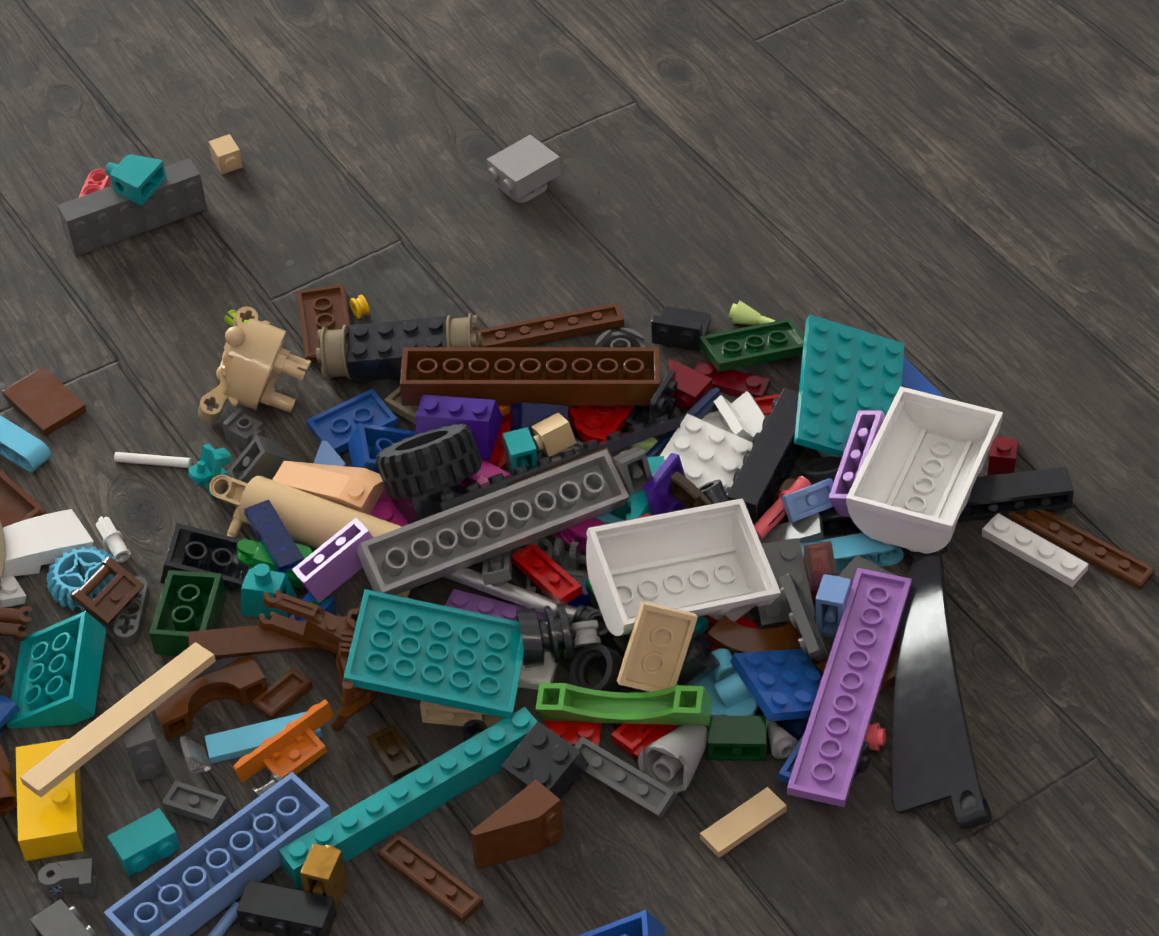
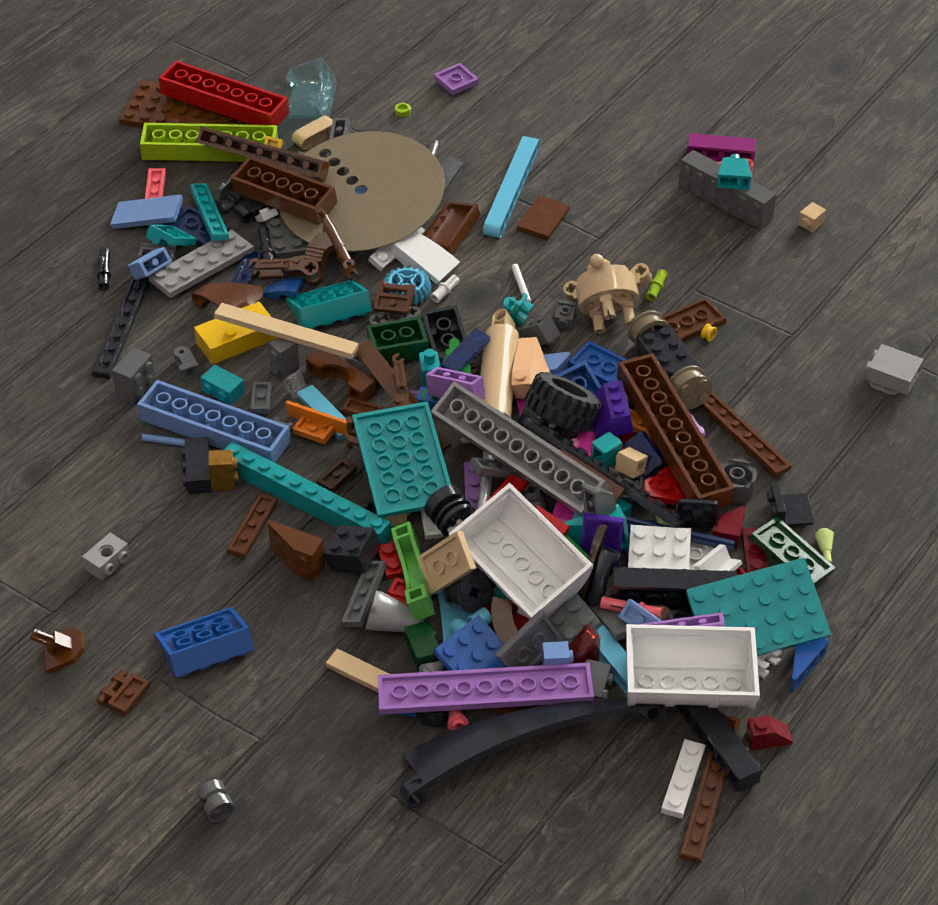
camera: 65 degrees right, 0 degrees up
(45, 192) = (718, 147): none -> magenta brick

